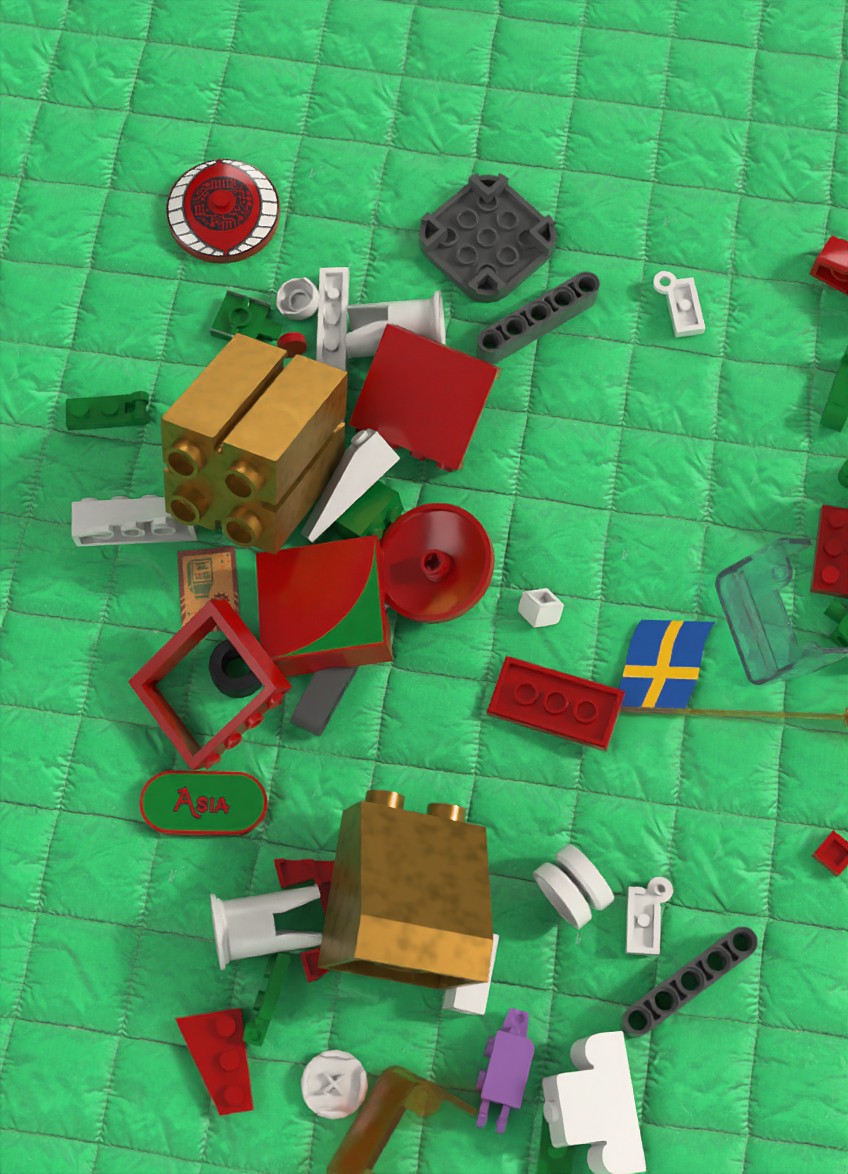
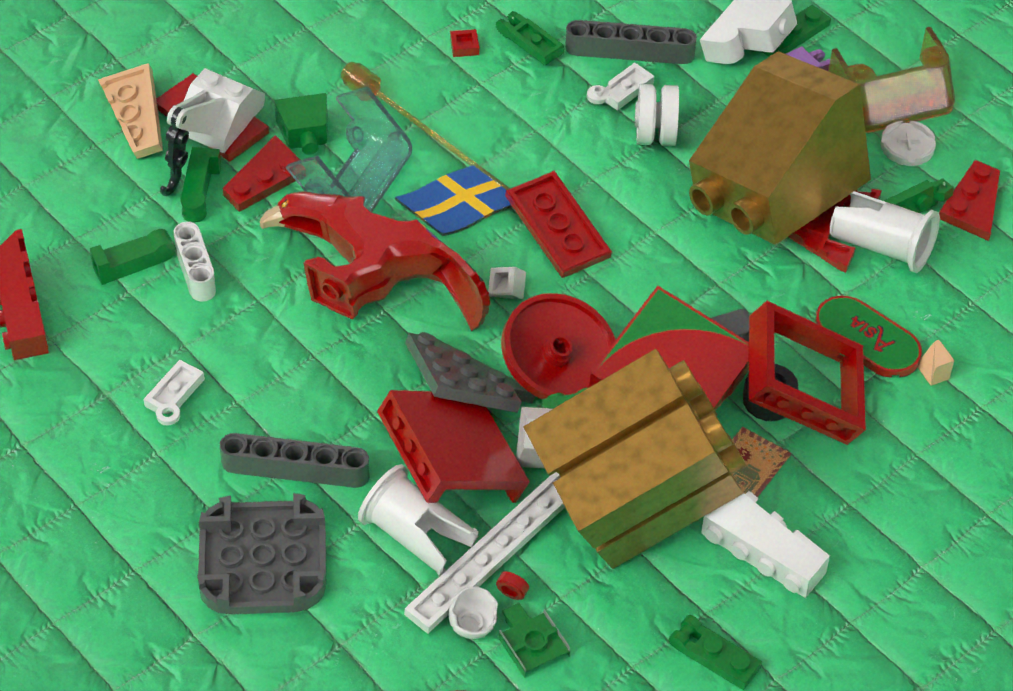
camera: 140 degrees left, 20 degrees down
(121, 814) = (936, 364): none -> light nougat slope
(485, 472) = (462, 378): none -> dark grey wing
(655, 526) = (378, 253): none -> red animal
(781, 908) = (530, 38): none -> green hinge
(807, 419) = (194, 261): none -> white beam

